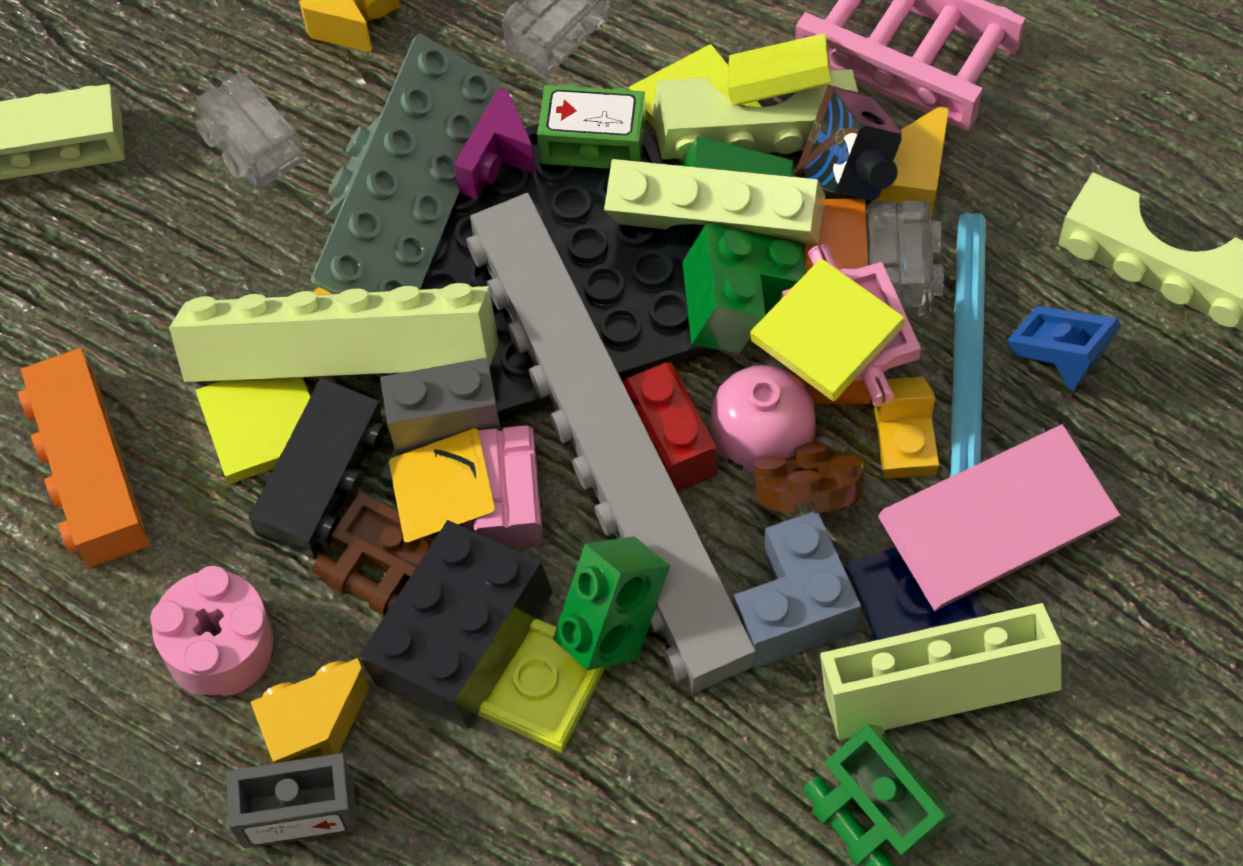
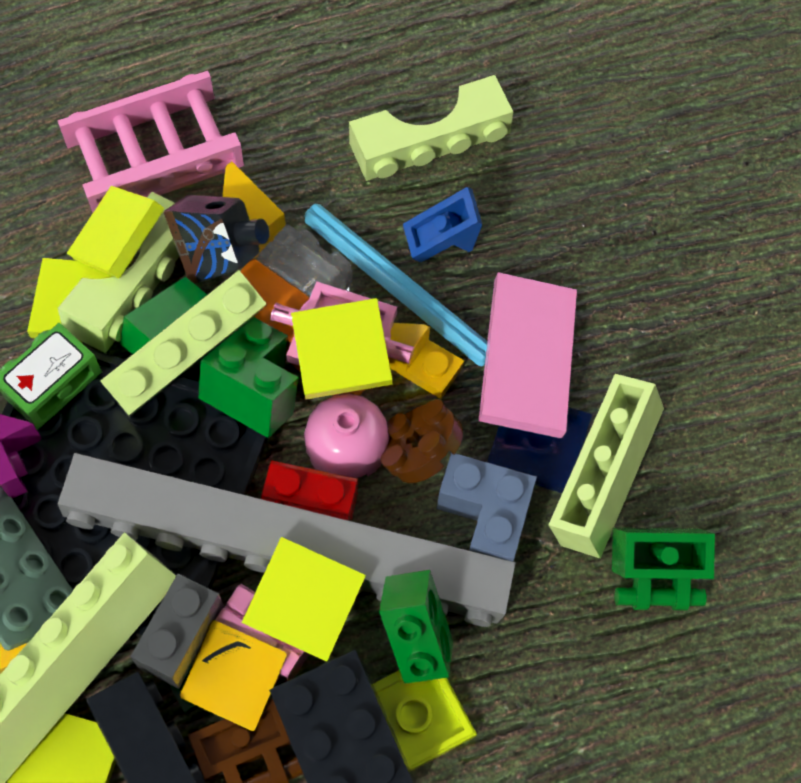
camera: 60 degrees left, 5 degrees up
(553, 482) = (303, 599): none -> neon yellow tile

